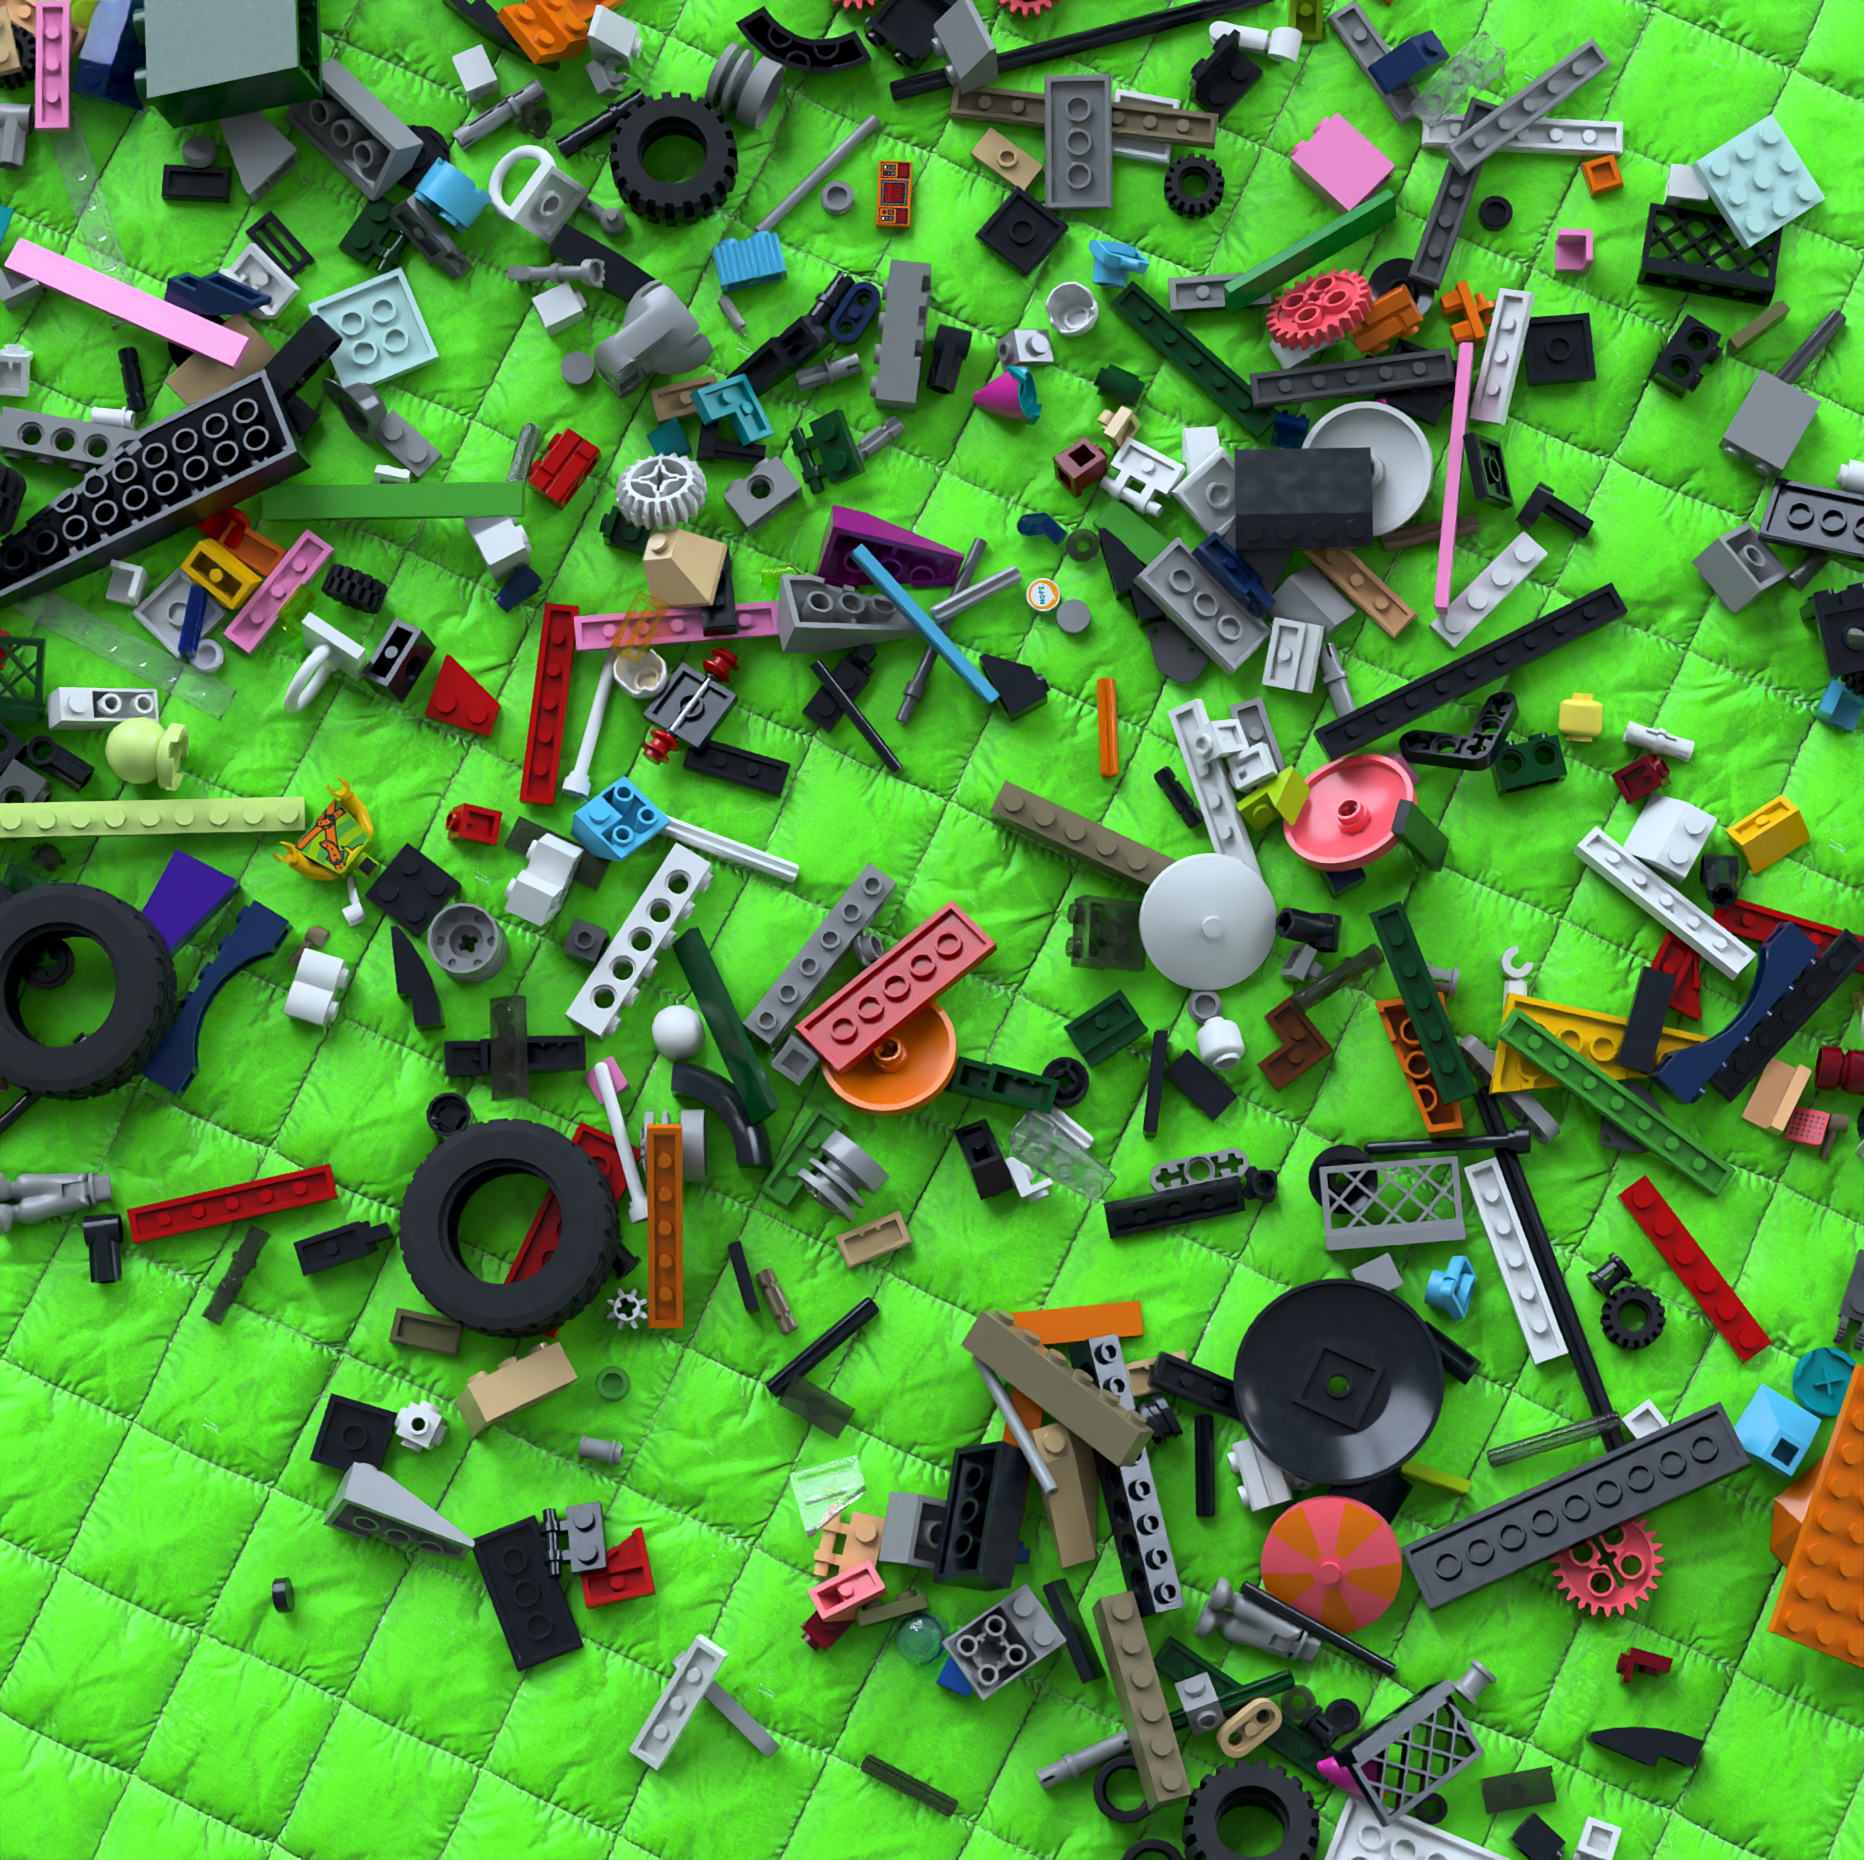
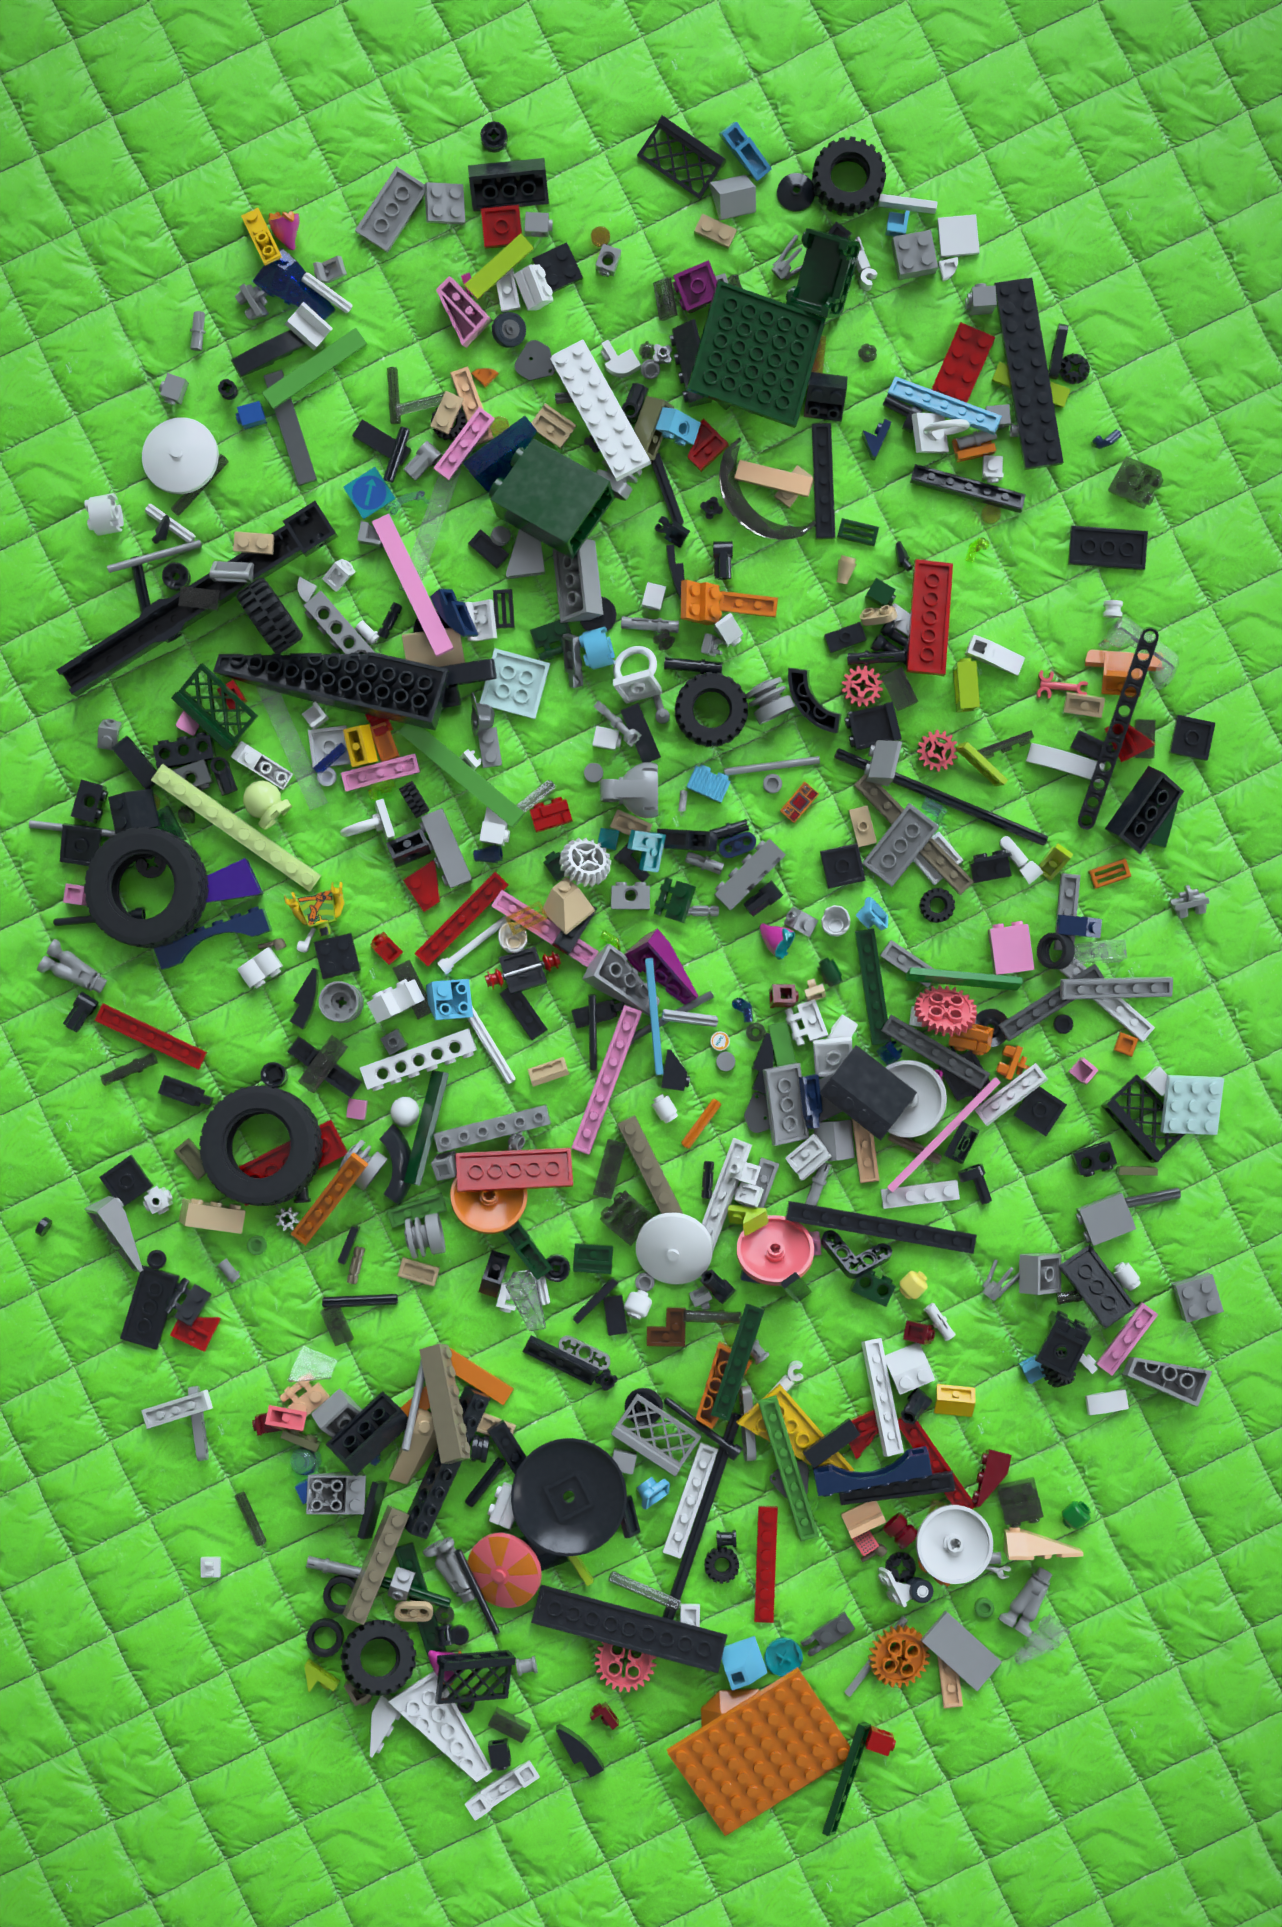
camera: 30 degrees right, 10 degrees up
(27, 202) = (417, 495): none -> clear light blue piece
(453, 625) = (446, 848): none -> light grey brick
(483, 1515) = (156, 1259): none -> black plate
(638, 1205) = (326, 1178): white piece -> none
(836, 819) = (548, 1071): none -> tan plate
(927, 766) = (606, 1079): none -> bright pink tile
(1029, 887) = (609, 1168): none -> clear smoke plate
(1040, 744) = (664, 1108): none -> white brick
(1086, 60) = (934, 808): none -> clear light blue tile
(1383, 127) = (1068, 951): none -> black tyre
(1696, 638) = (995, 1289): none -> light grey plant

